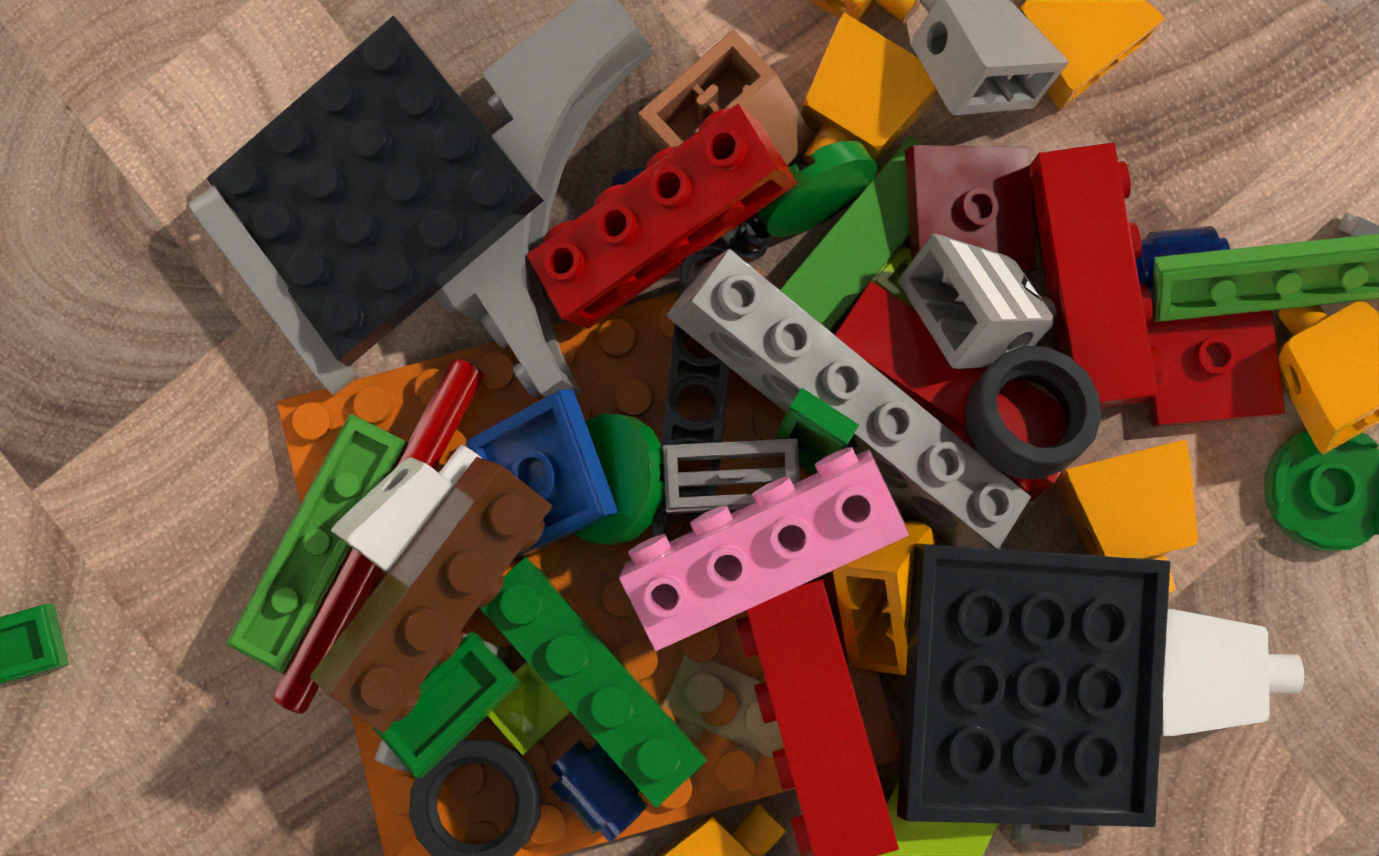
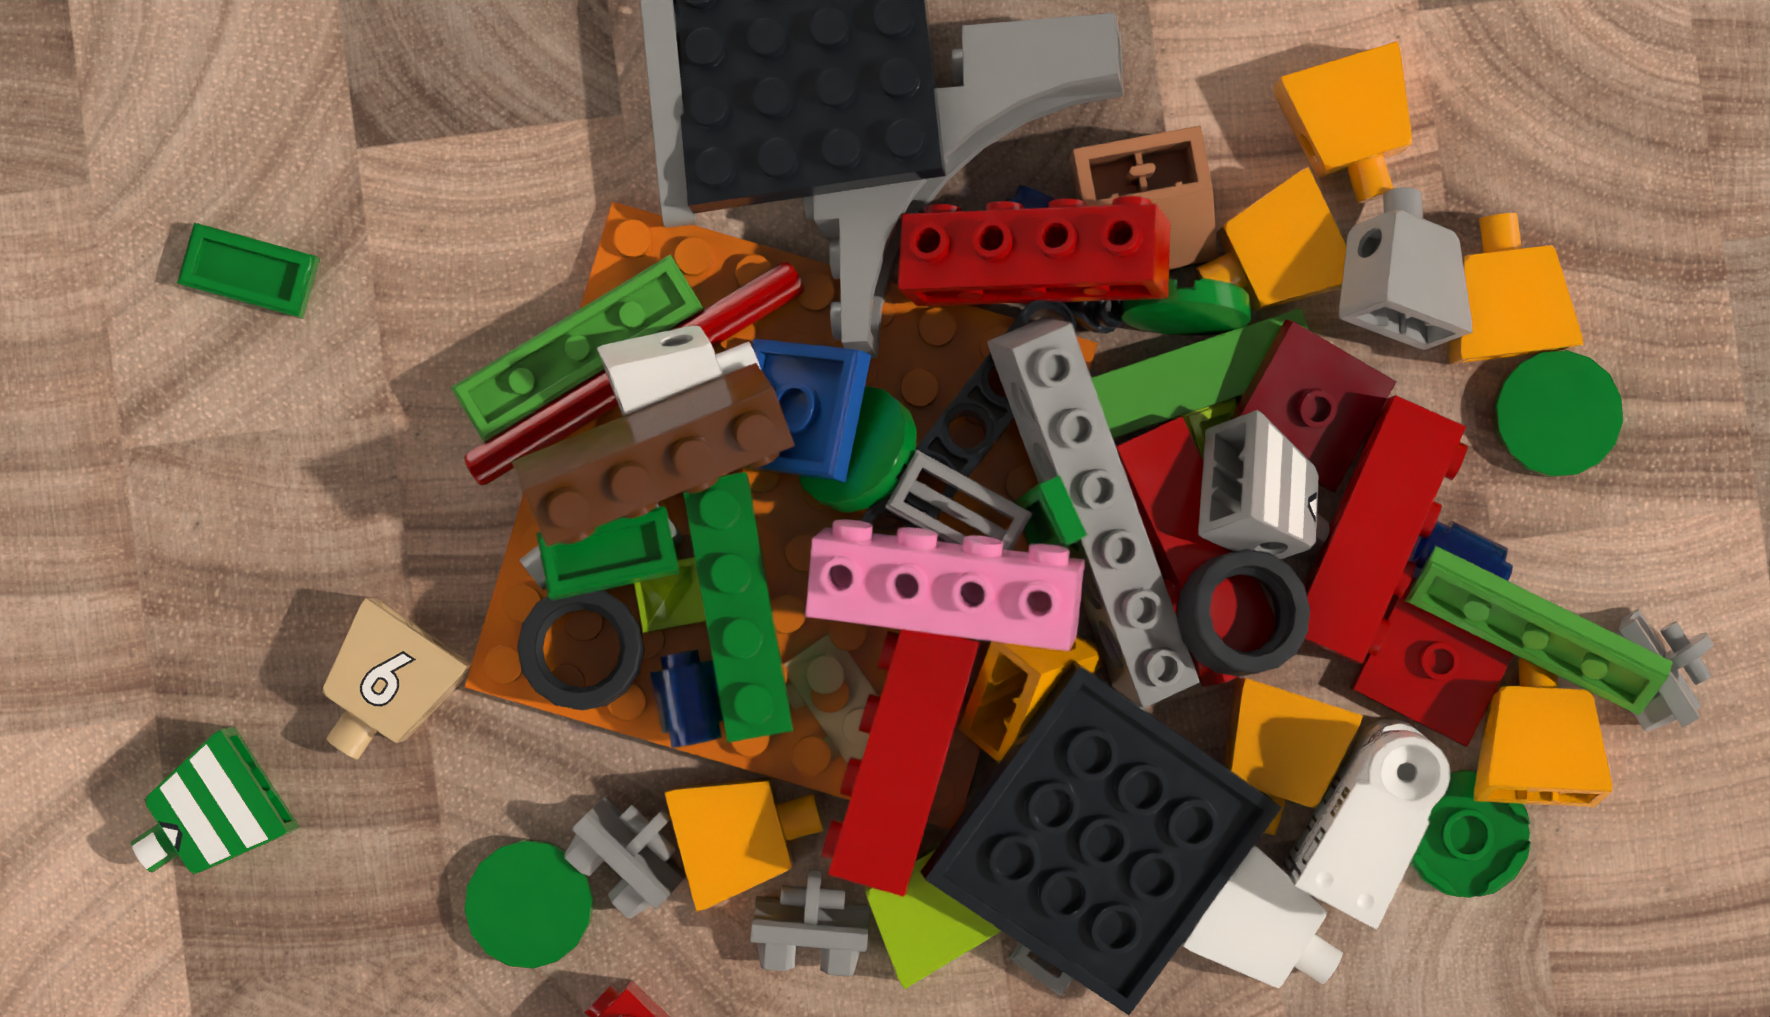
camera: 30 degrees right, 5 degrees up
(1176, 94) = (1558, 413): none -> green tile
(1255, 524) = (1370, 821): none -> white piece

